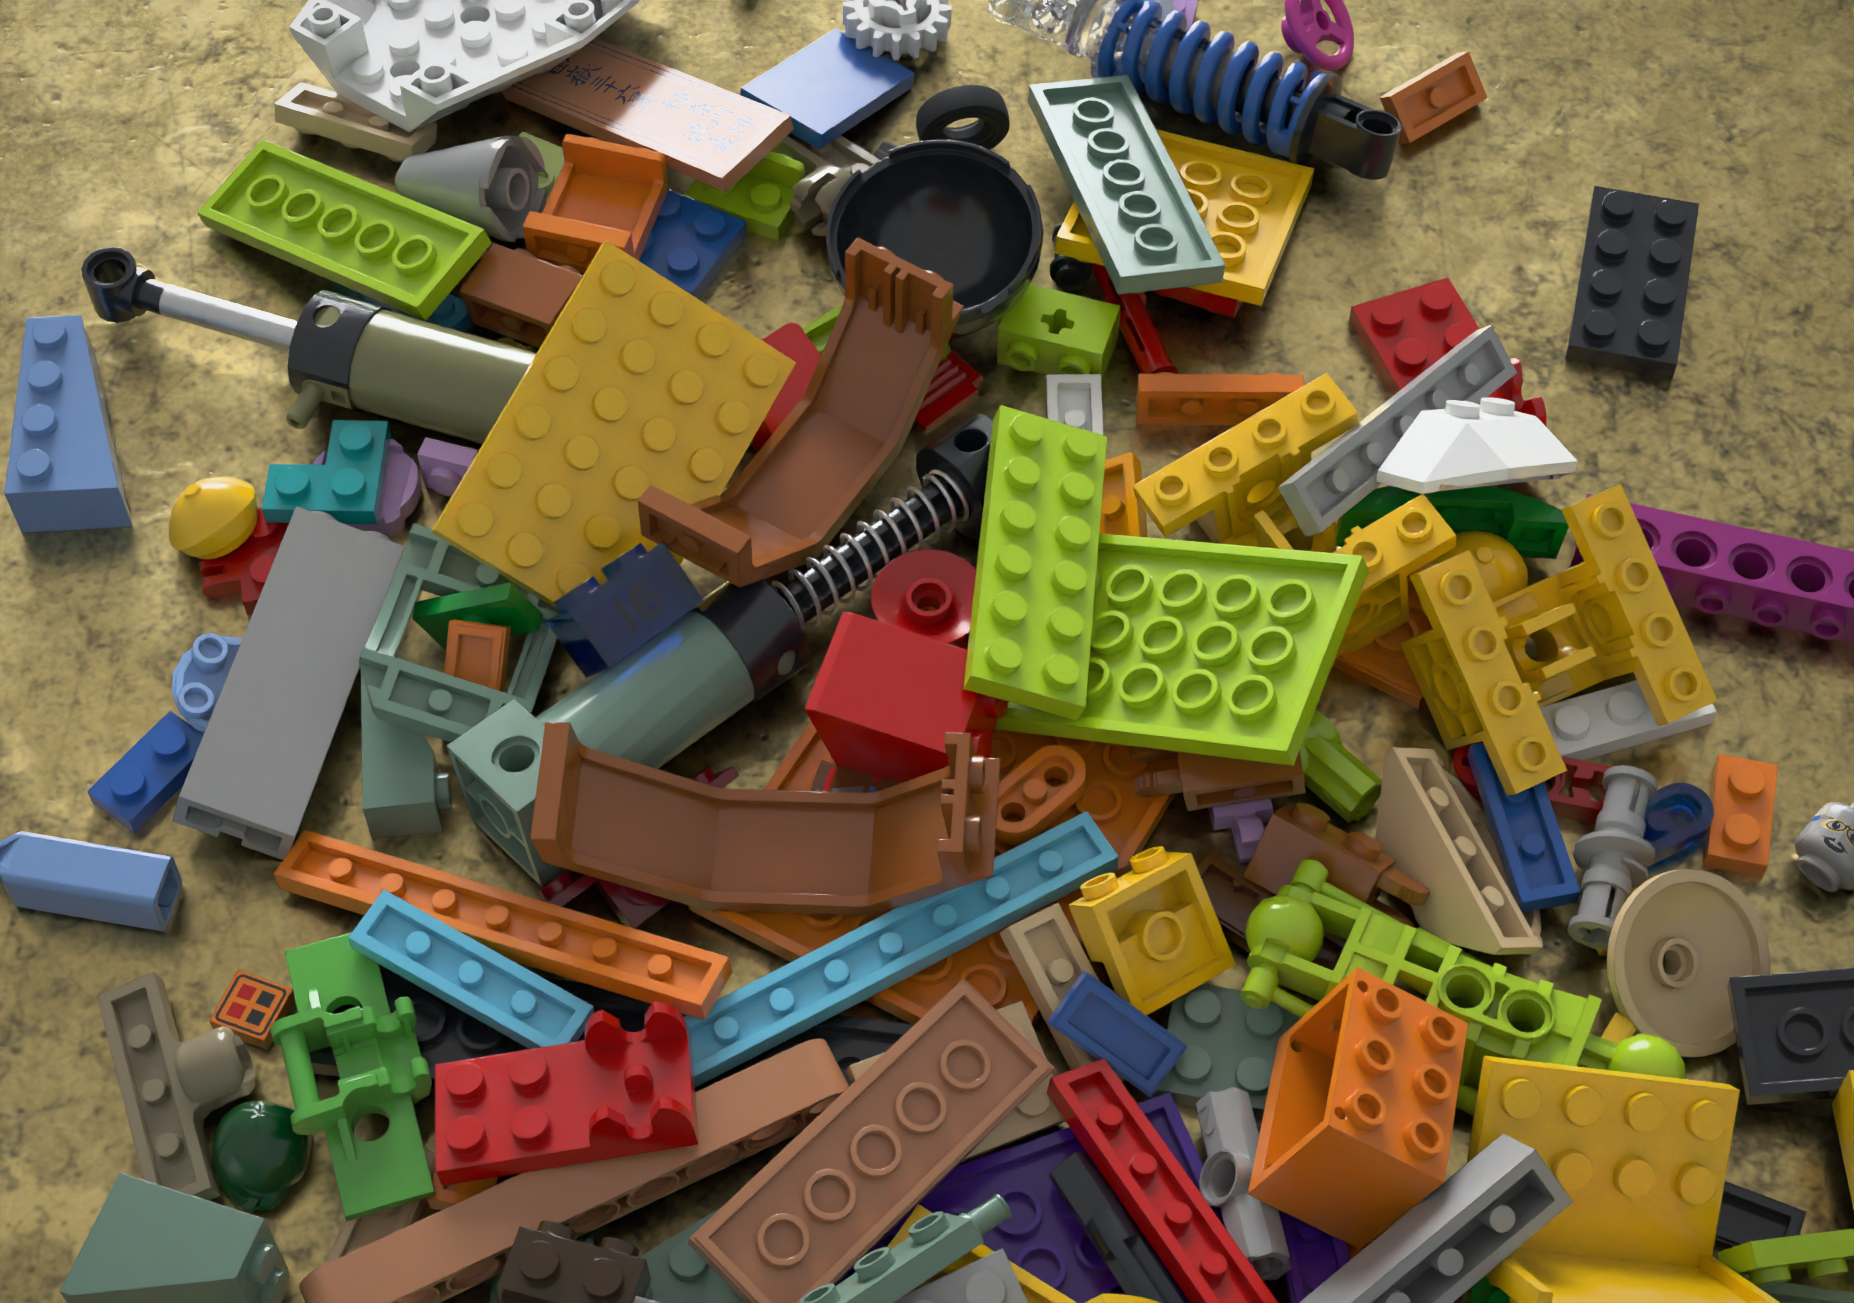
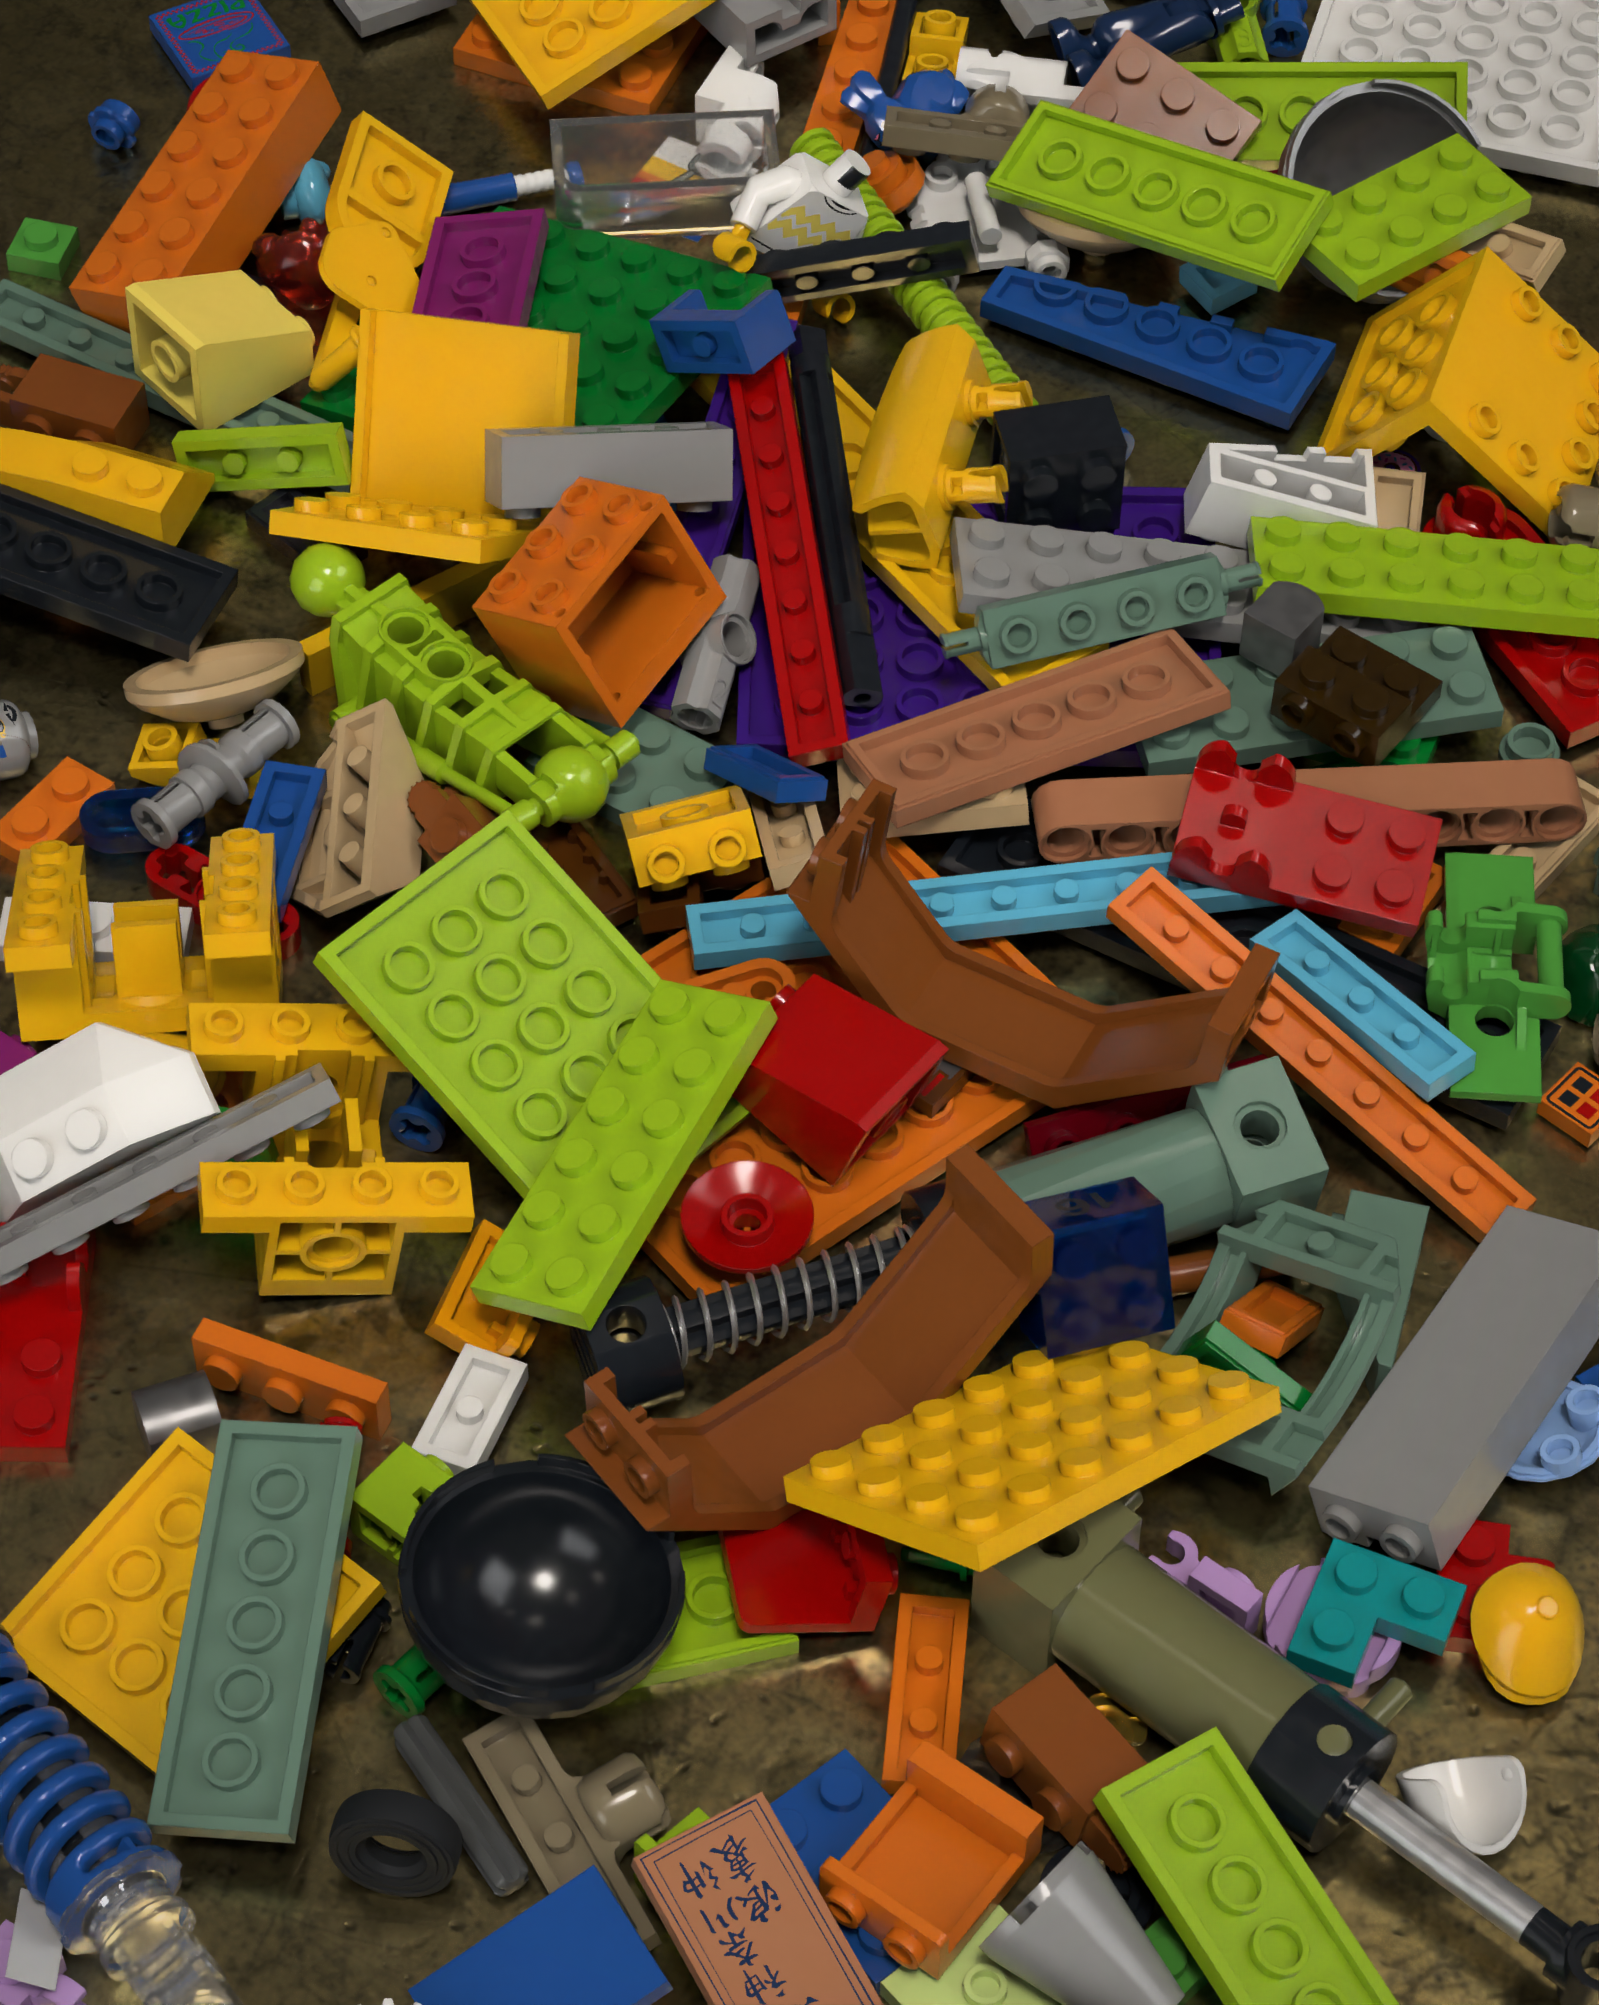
camera: 160 degrees left, 5 degrees down
(241, 383) = (1469, 1799): none -> white helmet
(1283, 341) = (175, 1403): none -> flat silver piece

